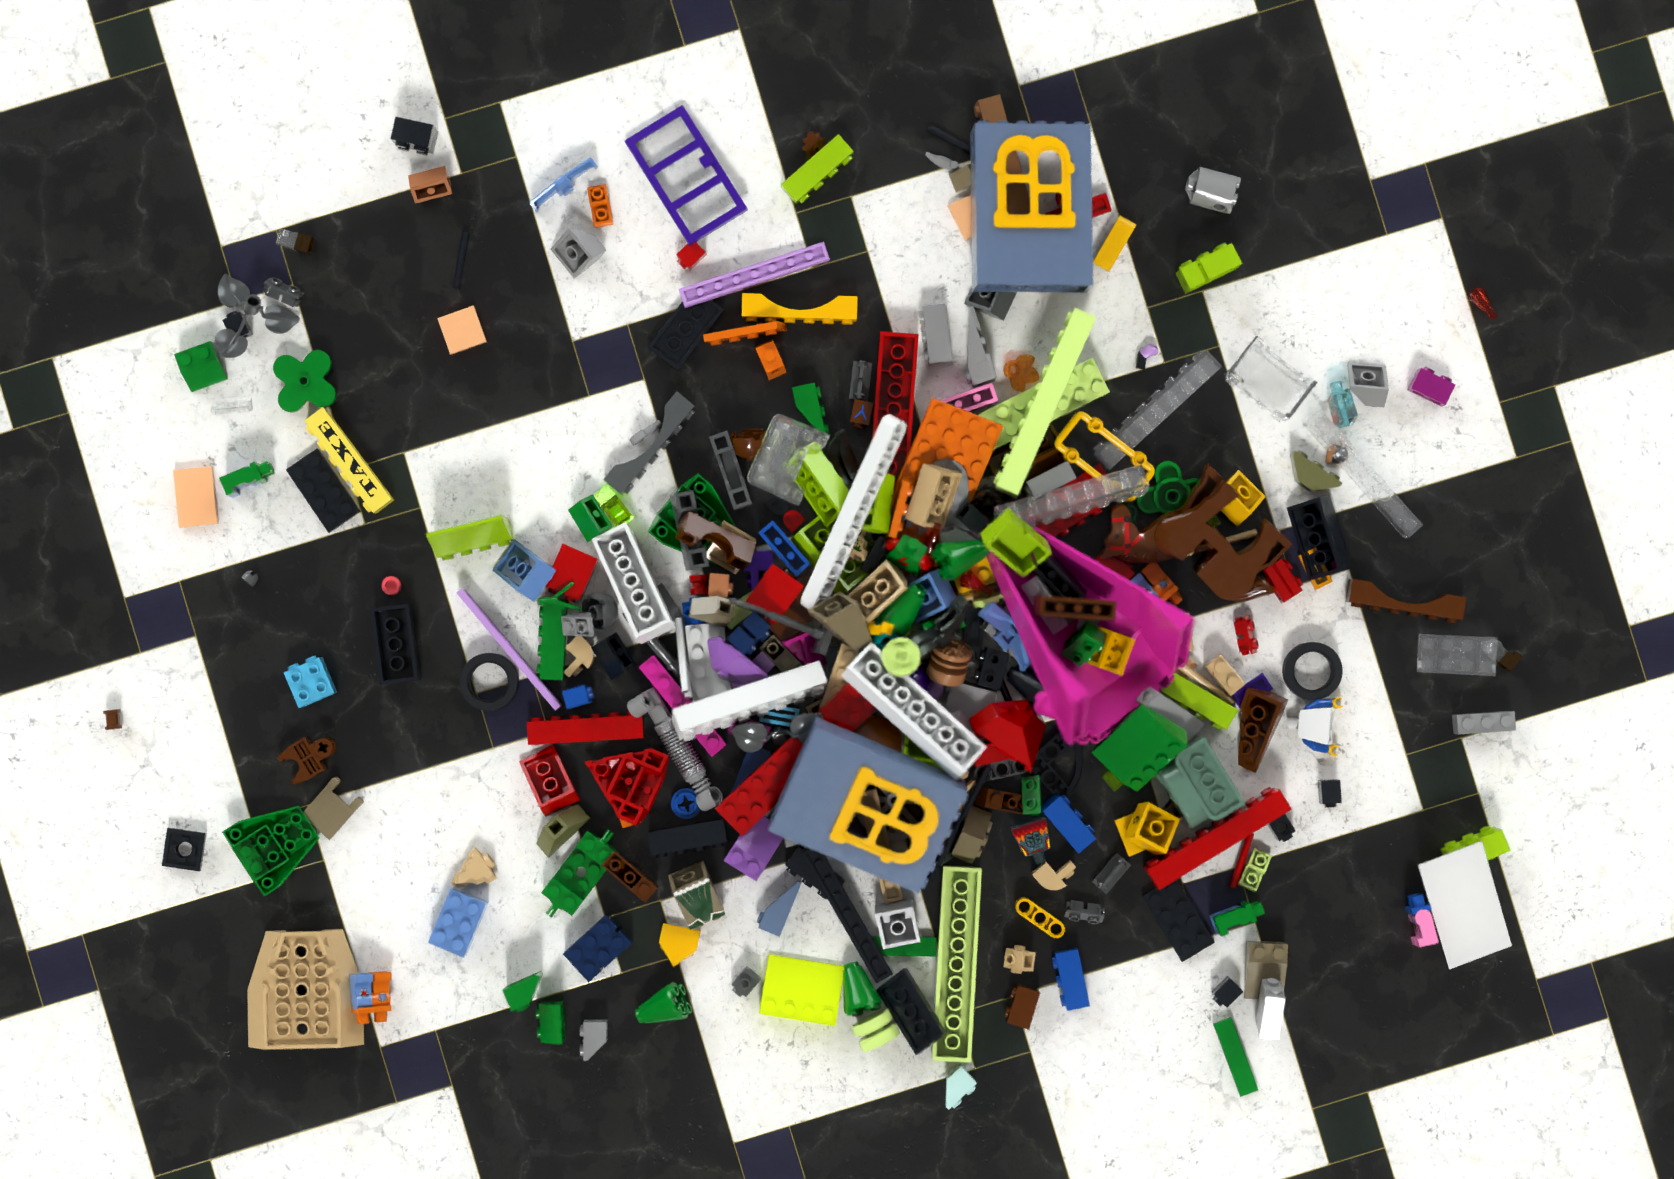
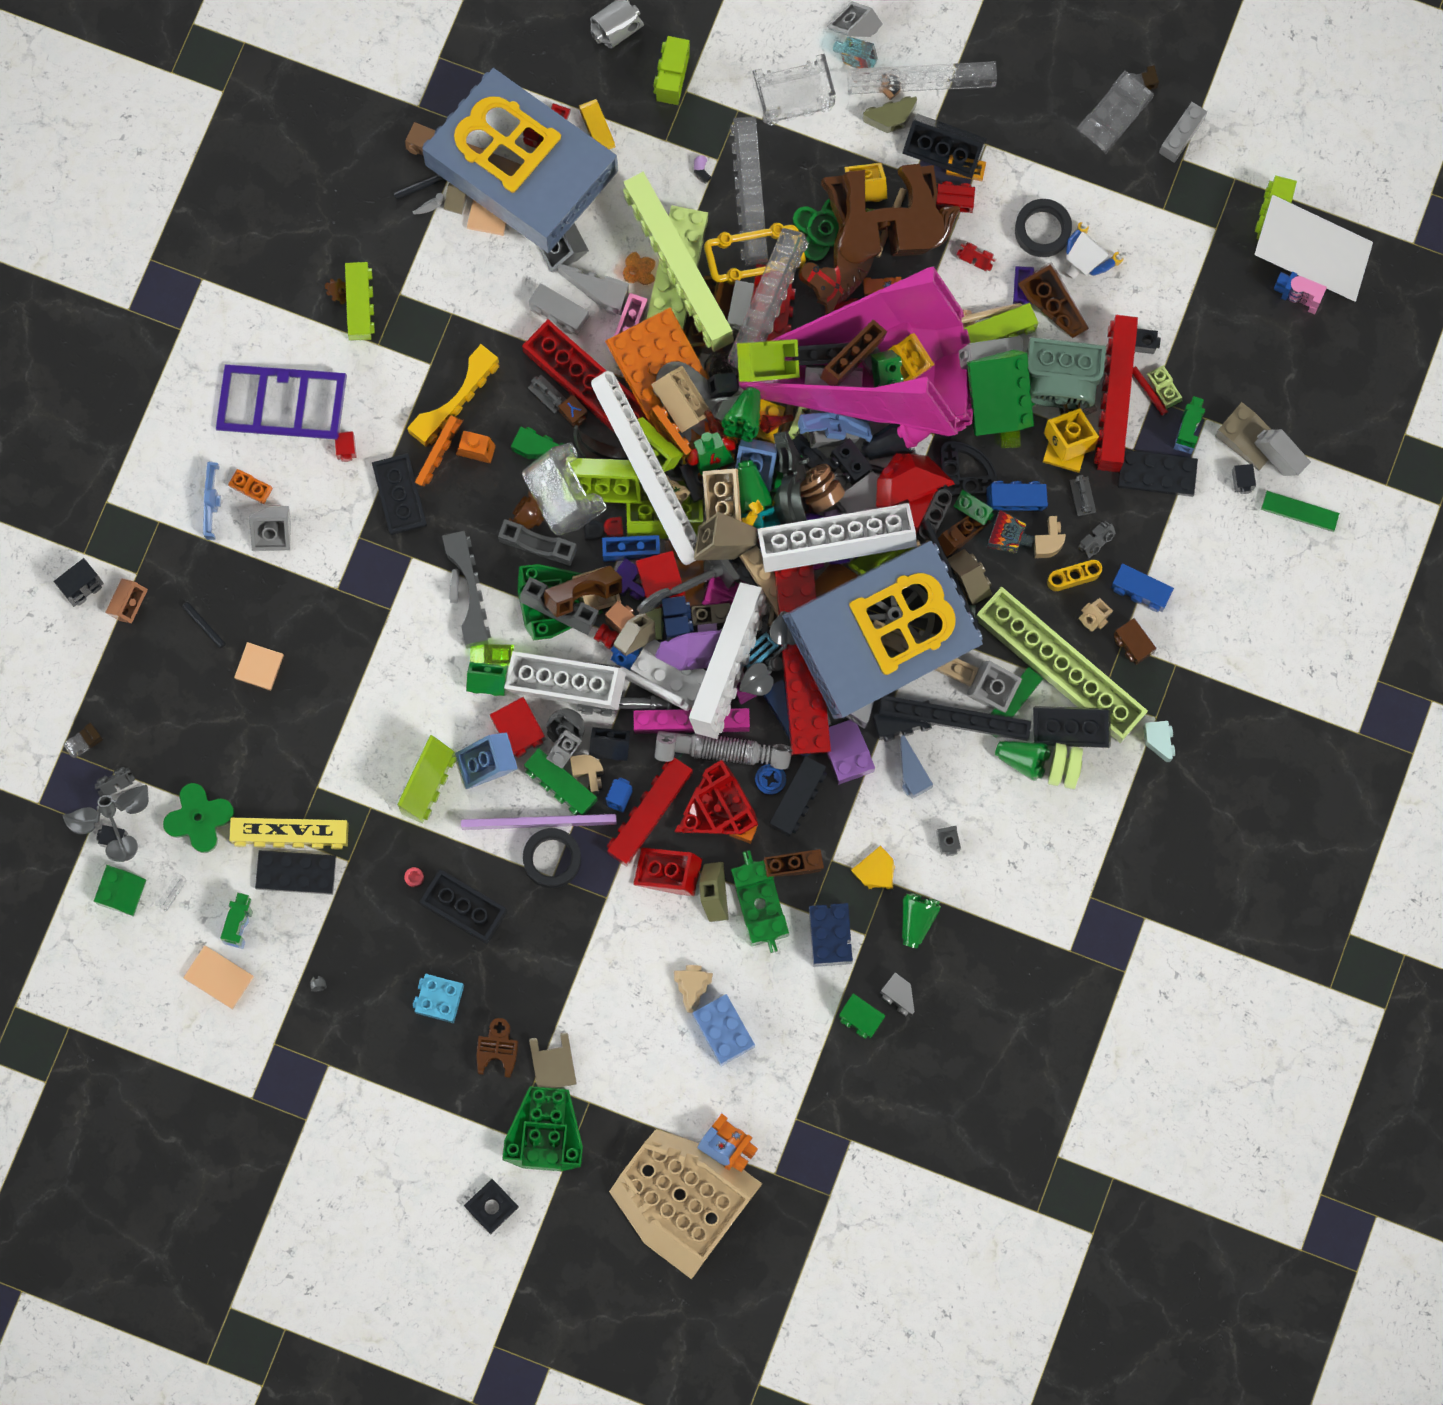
camera: 50 degrees left, 10 degrees down
(112, 719) = (341, 1182): reddish brown bush -> none
(522, 992) = (819, 1019): green slope -> none
(553, 599) = (527, 755): green plant -> none
(696, 895) = (849, 825): slope -> none
(754, 274) = (400, 410): lavender tile -> none
(802, 990) = (989, 802): neon yellow slope -> none
(901, 657) = (787, 513): yellowish green tile -> none
(1224, 674) = (994, 294): tan brick -> none
(1329, 792) = (1147, 285): black brick -> none
(1366, 593) = (1017, 142): reddish brown arch -> none

